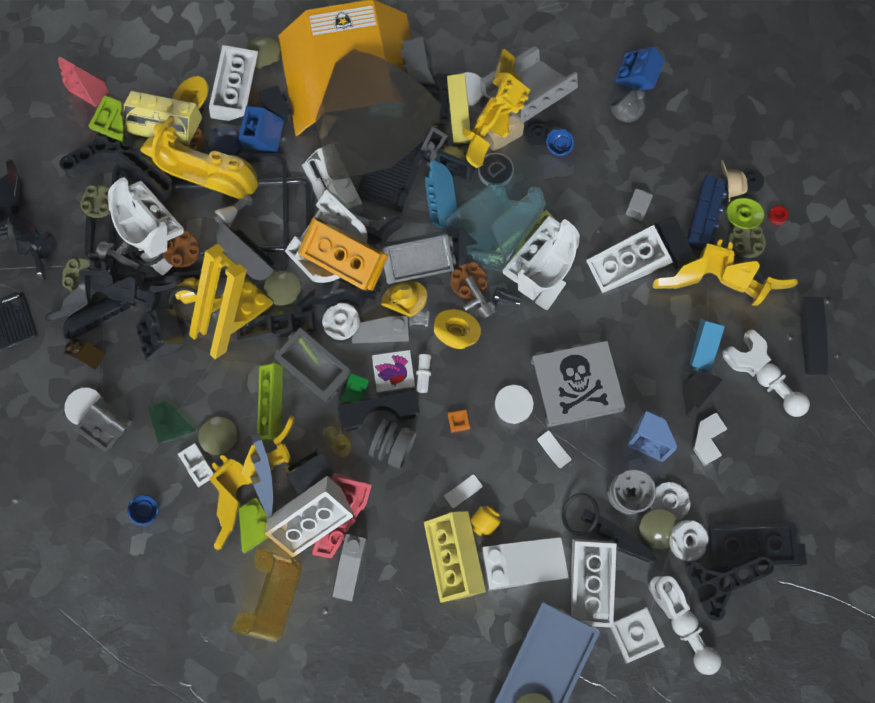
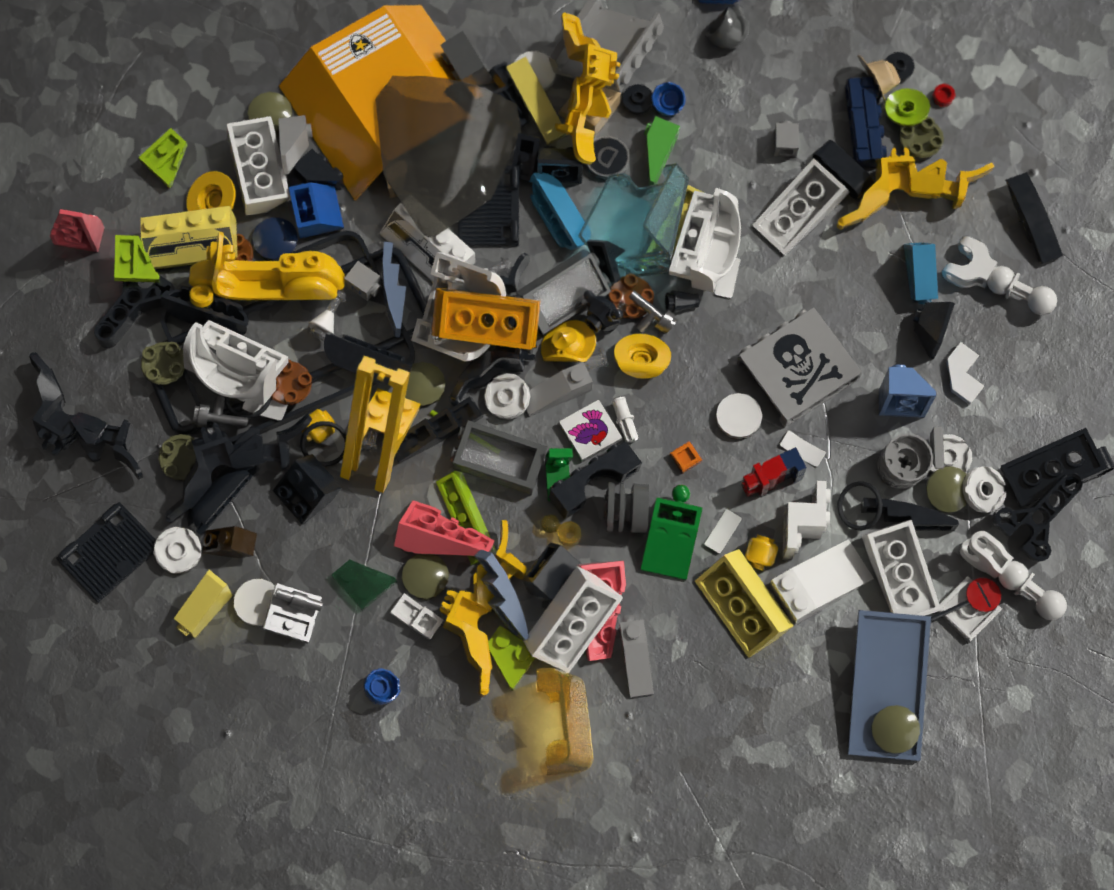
camera: 25 degrees left, 0 degrees up
(40, 392) = (202, 605): none -> light yellow slope
(45, 344) = (177, 550): none -> white tile
(144, 161) = (201, 295): none -> yellow tile
(173, 56) = (165, 156): none -> lime wing
(234, 402) = (428, 532): none -> coral wedge
(265, 75) = (293, 140): none -> light grey slope
(269, 194) = (363, 281): none -> light grey brick
(288, 213) = (393, 294): none -> sand blue slope
(418, 483) = (670, 540): none -> green slope
(437, 284) = (601, 313): none -> black rock
(520, 460) = (773, 472): none -> red hips
(531, 509) = (805, 520): none -> white bracket
(541, 171) = (659, 145): none -> bright green slope
(652, 629) = (981, 595): none -> red piece
(662, 491) = (937, 447): none -> light grey tile

